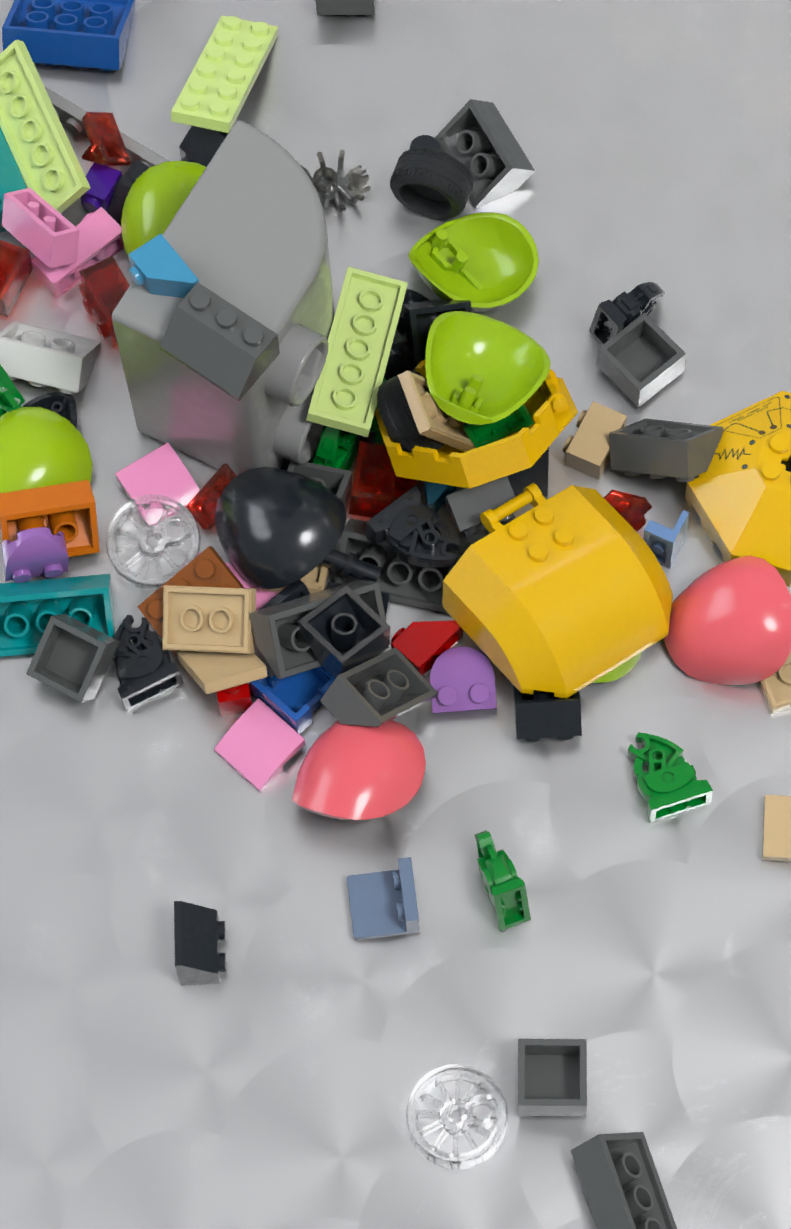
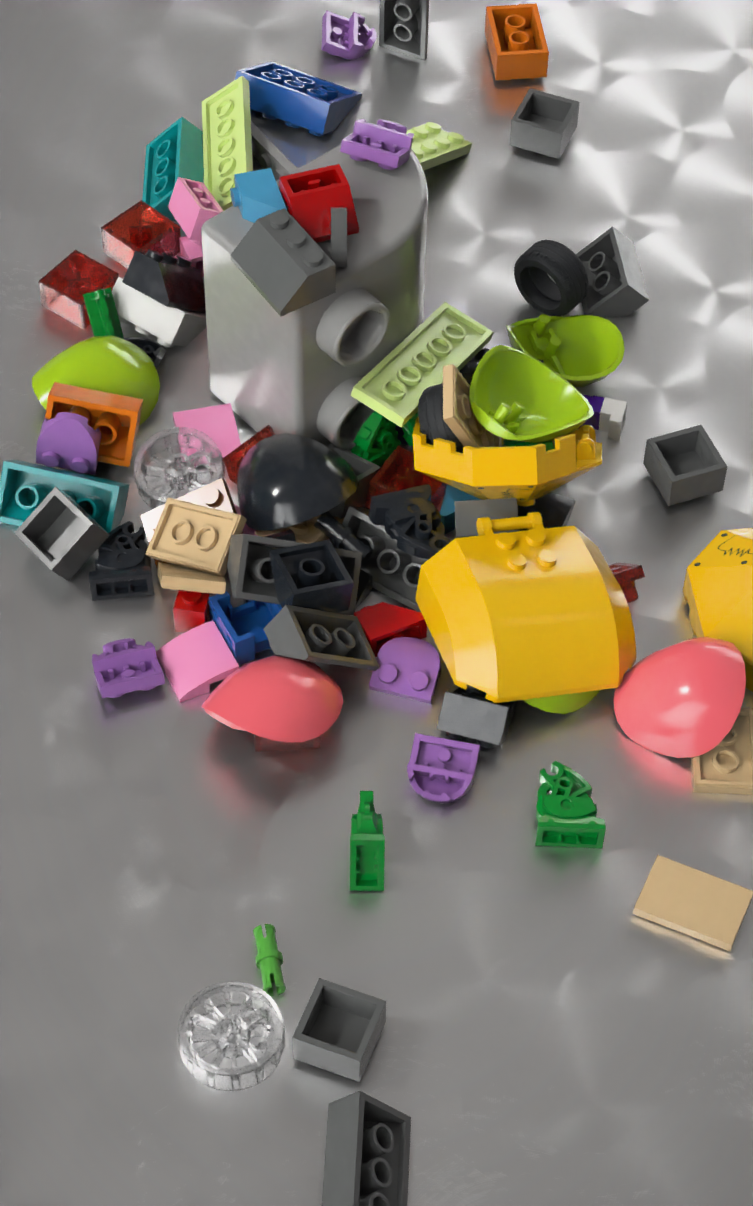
camera: 15 degrees right, 15 degrees down
(49, 325) = (167, 280): none -> black slope
(105, 140) = (283, 160): clear red slope -> none
(196, 777) = (126, 668): none -> medium lavender slope
(198, 944) = (56, 799): black slope -> none
(227, 258) = (312, 195): none -> red slope
(251, 156) = (381, 143): none -> medium lavender slope
(262, 293) = (339, 236): none -> dark grey beam
(329, 183) = (458, 261): clear smoke animal -> none
(384, 902) = (250, 826): sand blue bracket -> none
(457, 1029) = (269, 959): none -> bright green pin
(536, 777) = (442, 768): none -> medium lavender slope
(538, 323) = (608, 415): none -> white leg
(590, 446) = (616, 516): tan brick -> none
(625, 308) = (684, 415): black piece -> none
(664, 449) = (674, 535): dark grey slope -> none
(666, 542) = (649, 610): medium blue panel -> none

